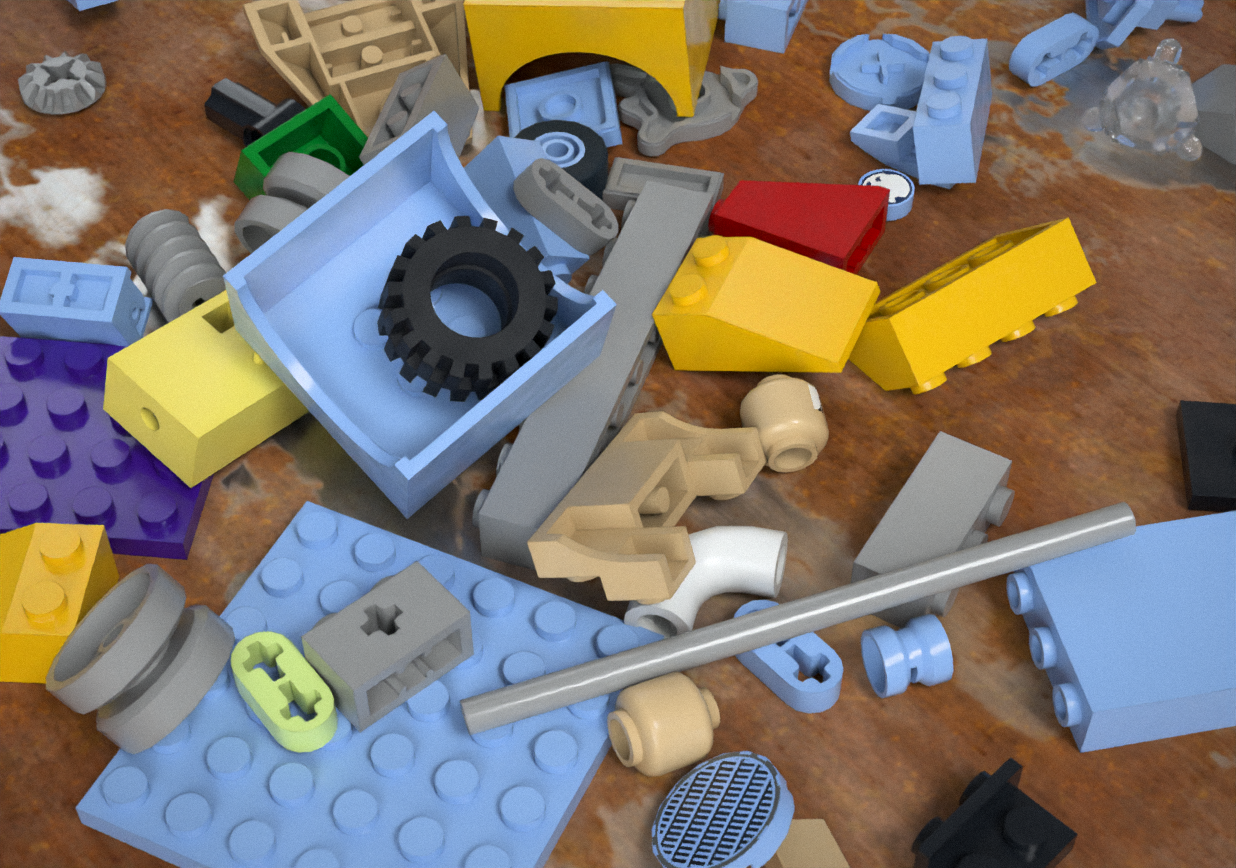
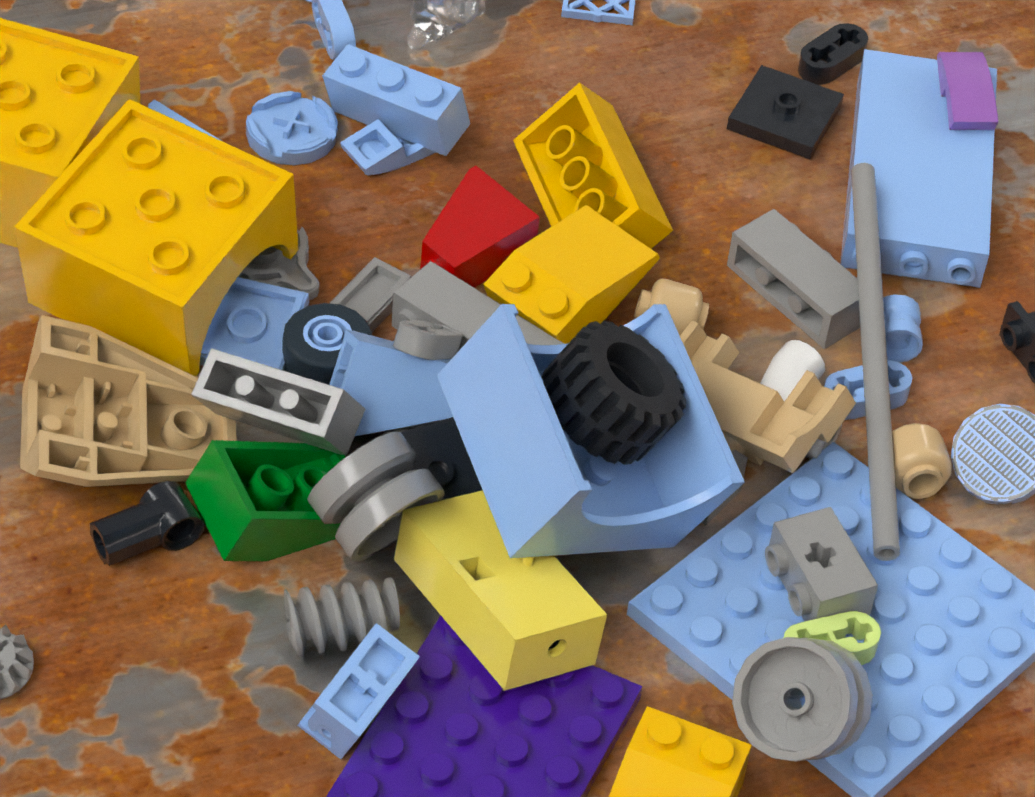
camera: 75 degrees left, 0 degrees up
(900, 188) = (440, 178): tile -> none

